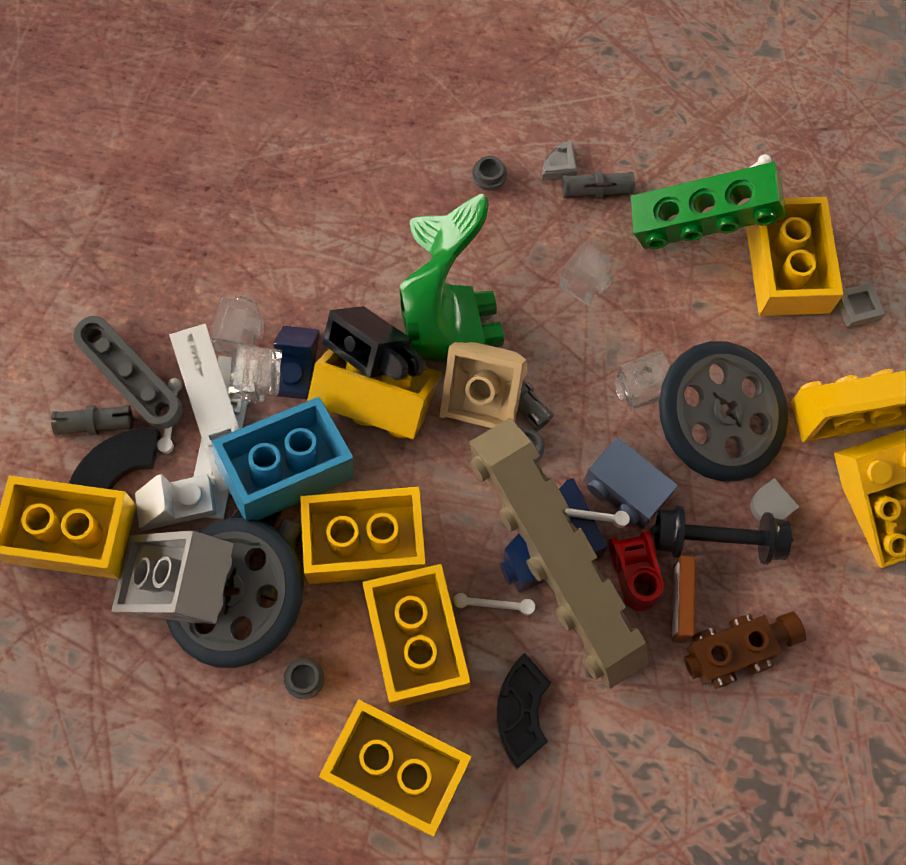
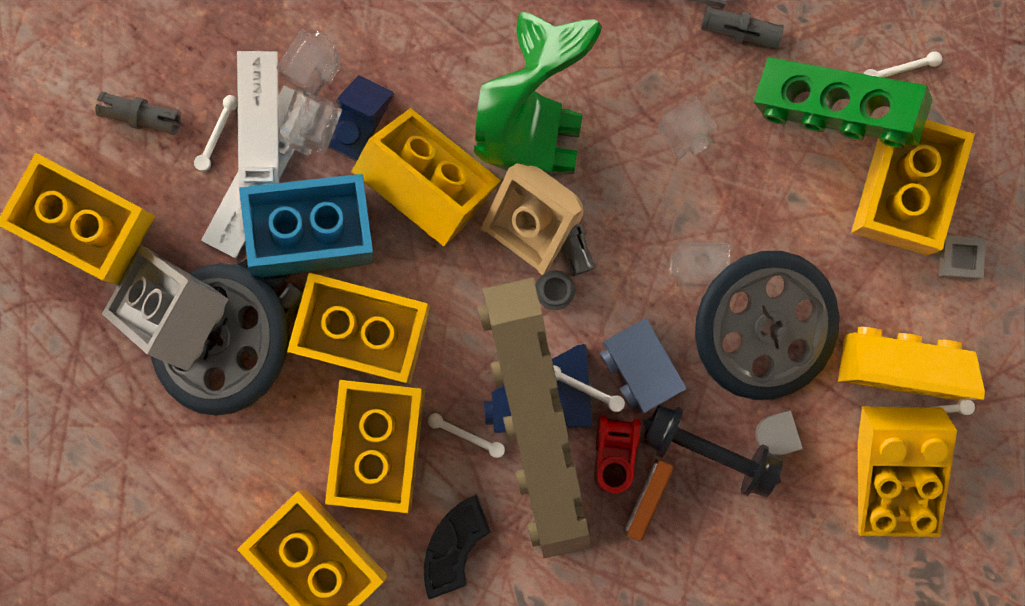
camera: 25 degrees right, 15 degrees up
(117, 458) = (145, 162): black tile -> none
(128, 372) = (186, 75): dark grey plate -> none
(169, 503) = (193, 226): white slope -> none
(304, 678) = (260, 443): dark grey plate -> none
(371, 344) = (434, 134): black hinge -> none
(737, 649) = (678, 563): reddish brown brick -> none

